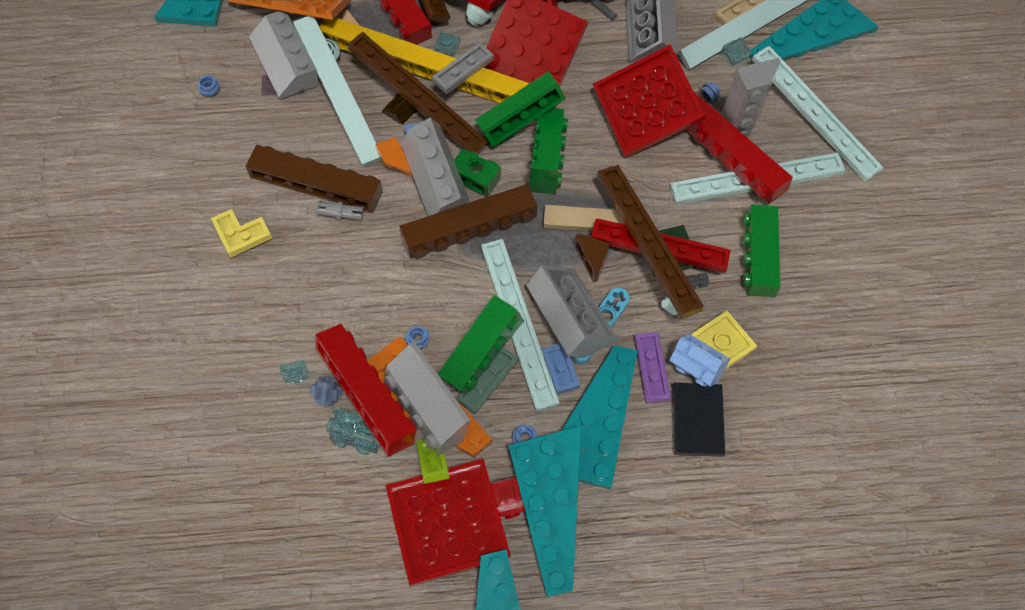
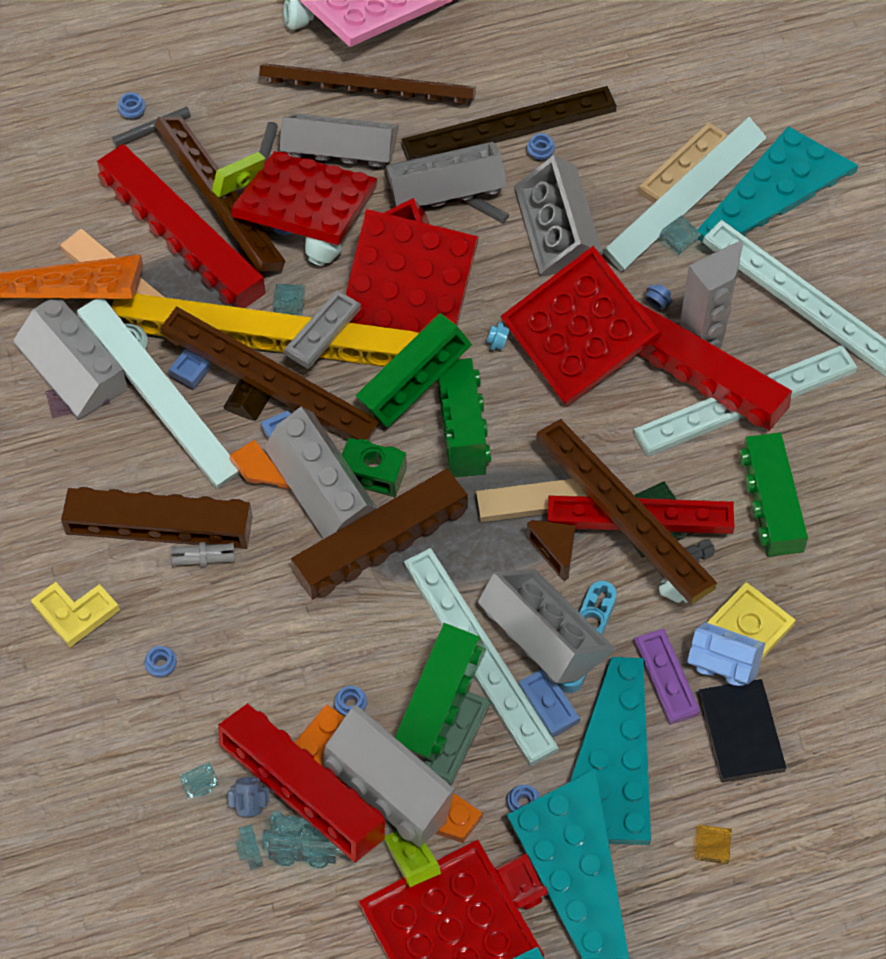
camera: 10 degrees left, 5 degrees down
(288, 275) = (160, 653): none -> medium blue plate
(317, 428) = (248, 847): none -> clear light blue plate
(364, 79) = (189, 368): none -> medium blue plate
(587, 98) = (497, 336): none -> medium azure plate
(657, 499) = (713, 844): none -> clear yellow tile

